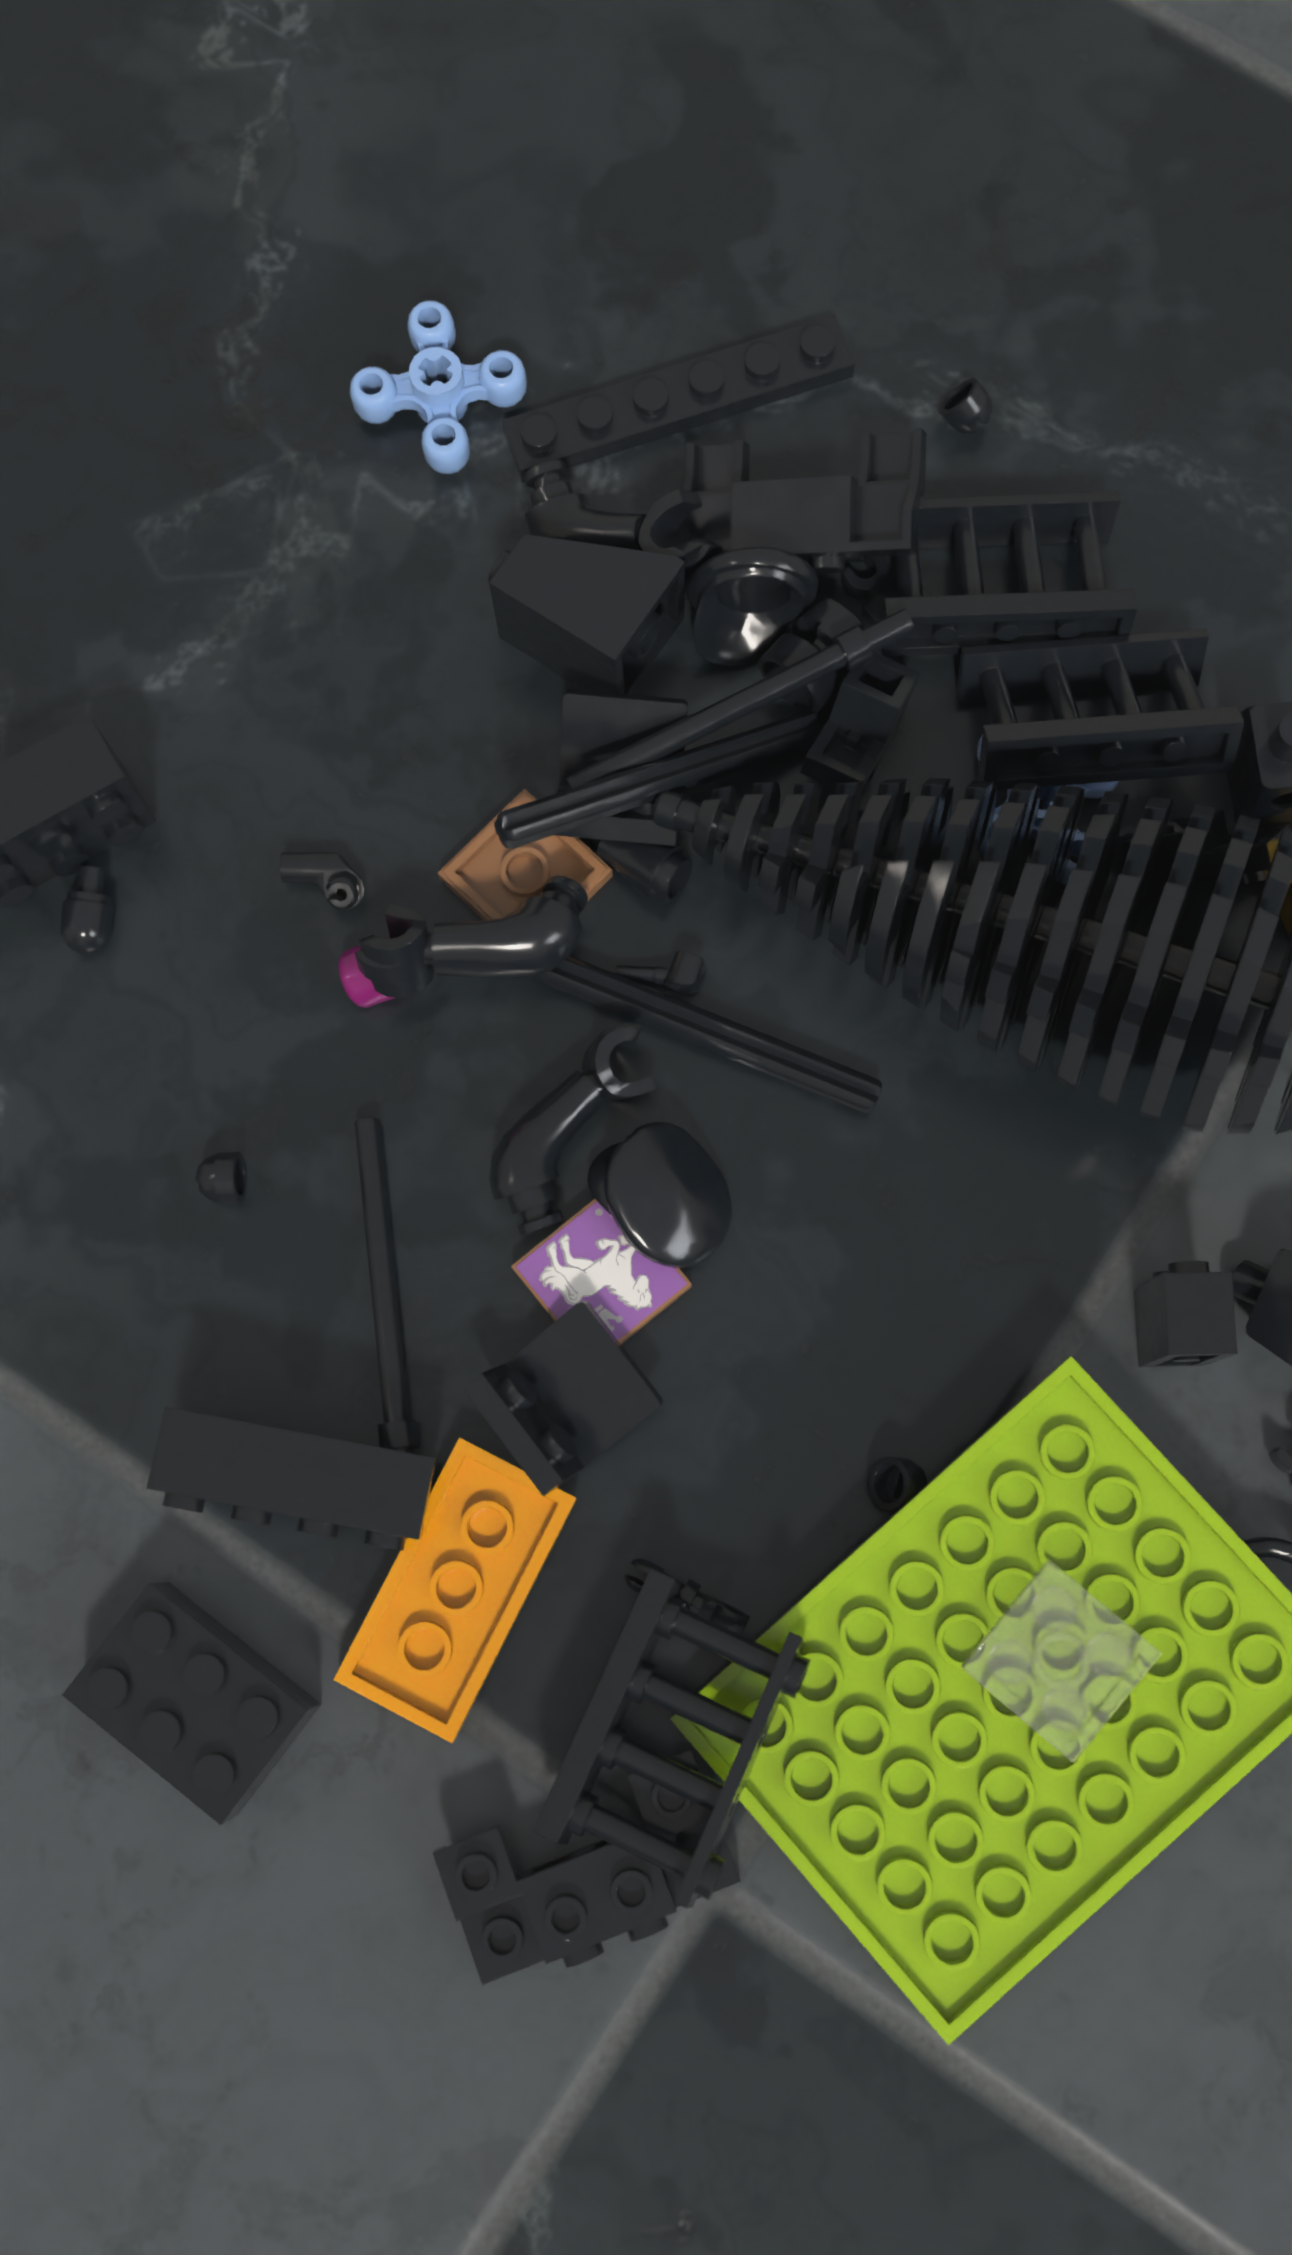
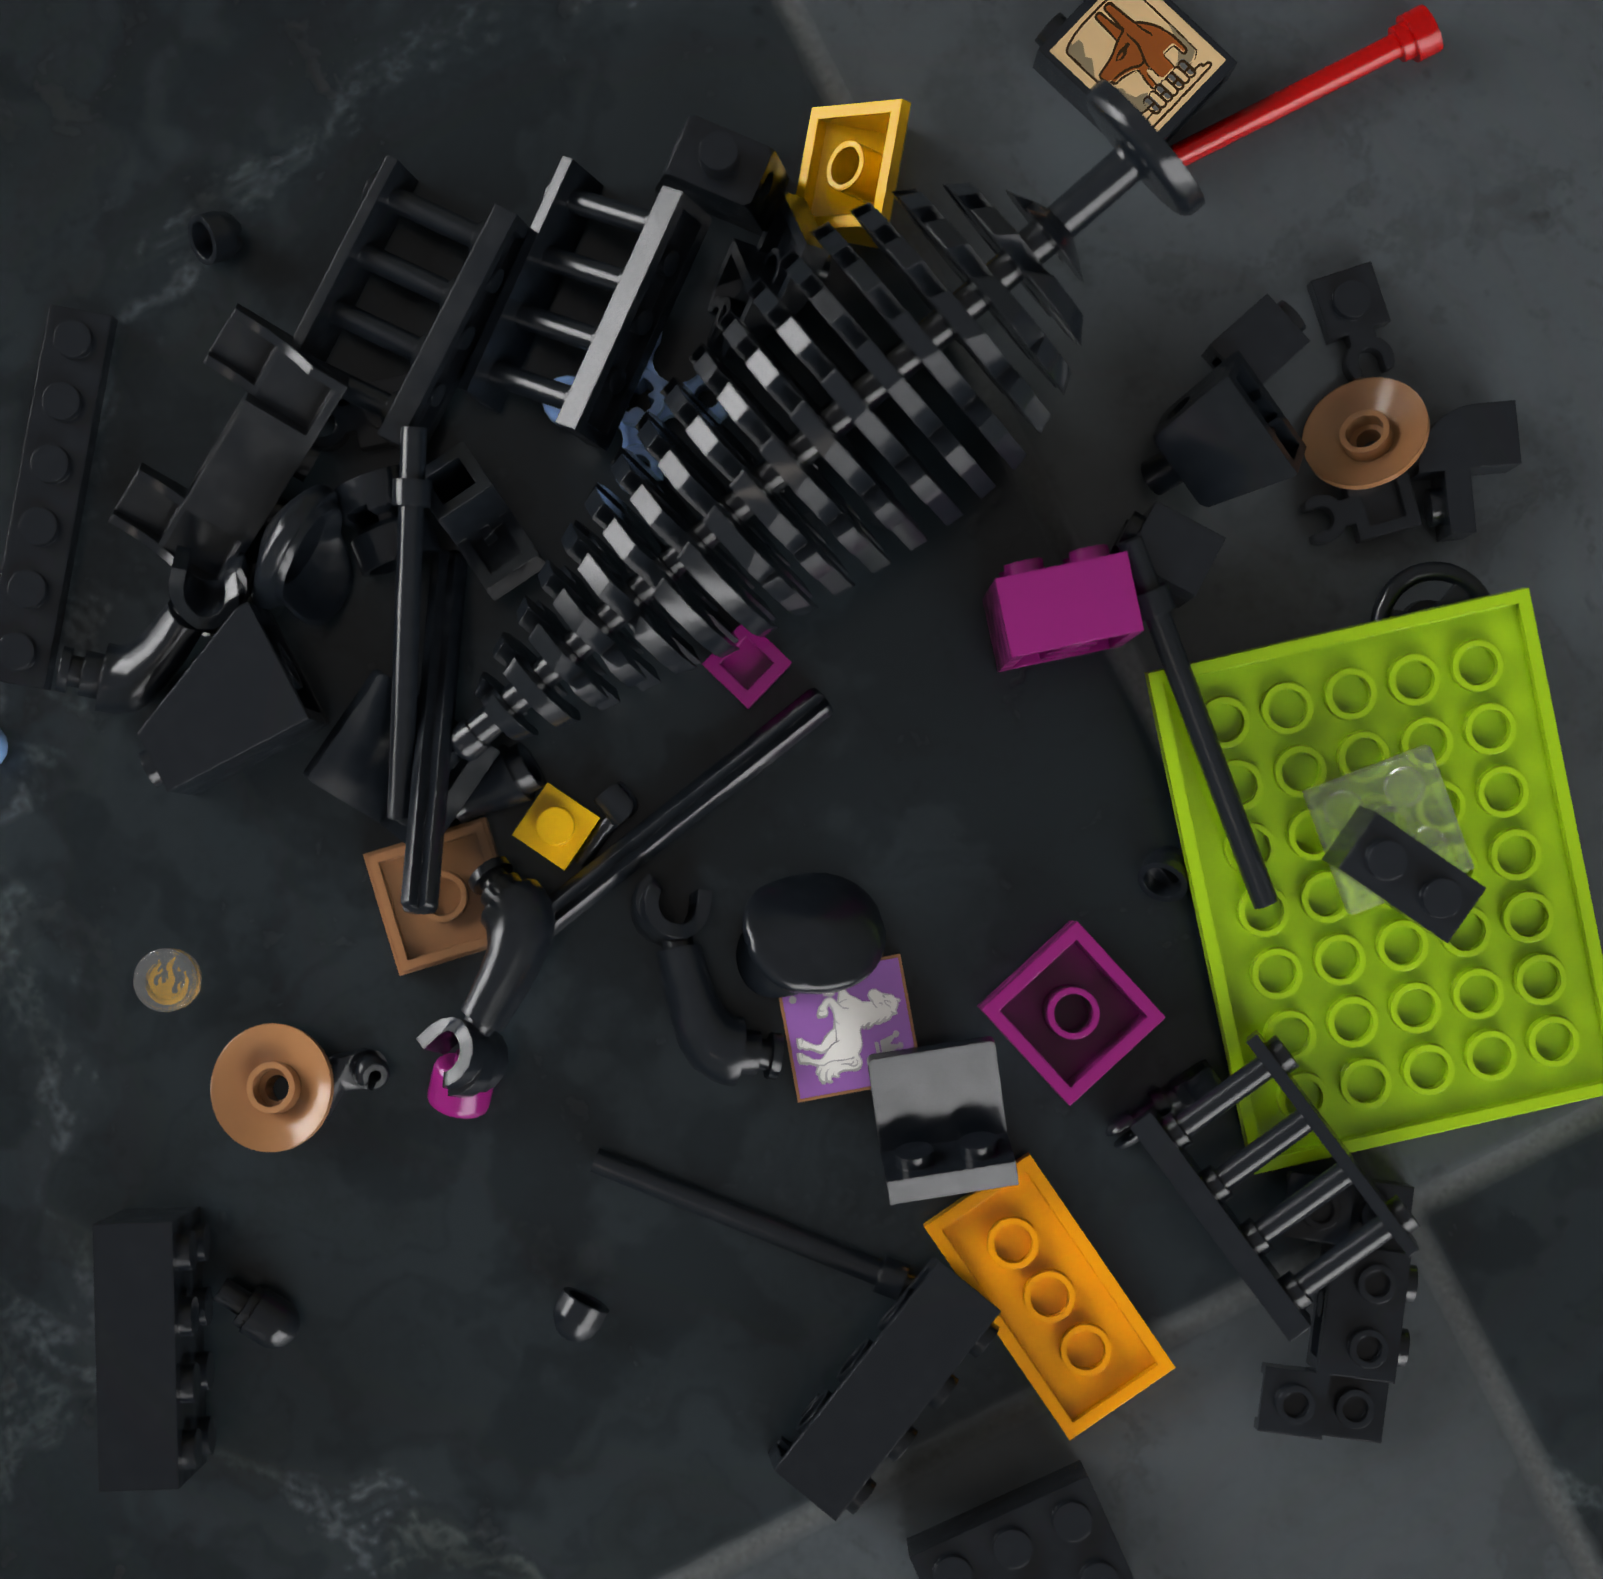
camera: 65 degrees left, 10 degrees up
(281, 798) = (245, 1082): none -> medium nougat dish
(332, 693) = (167, 979): none -> clear tile
(637, 933) = (556, 826): none -> yellow plate
(725, 1460) = (1071, 1011): none -> magenta brick
(868, 1015) = (750, 669): none -> magenta plate
(1032, 1692) = (1404, 873): none -> black brick
(1082, 1244) = (1061, 609): none -> magenta brick
(1138, 1319) = (1155, 608): none -> black bar

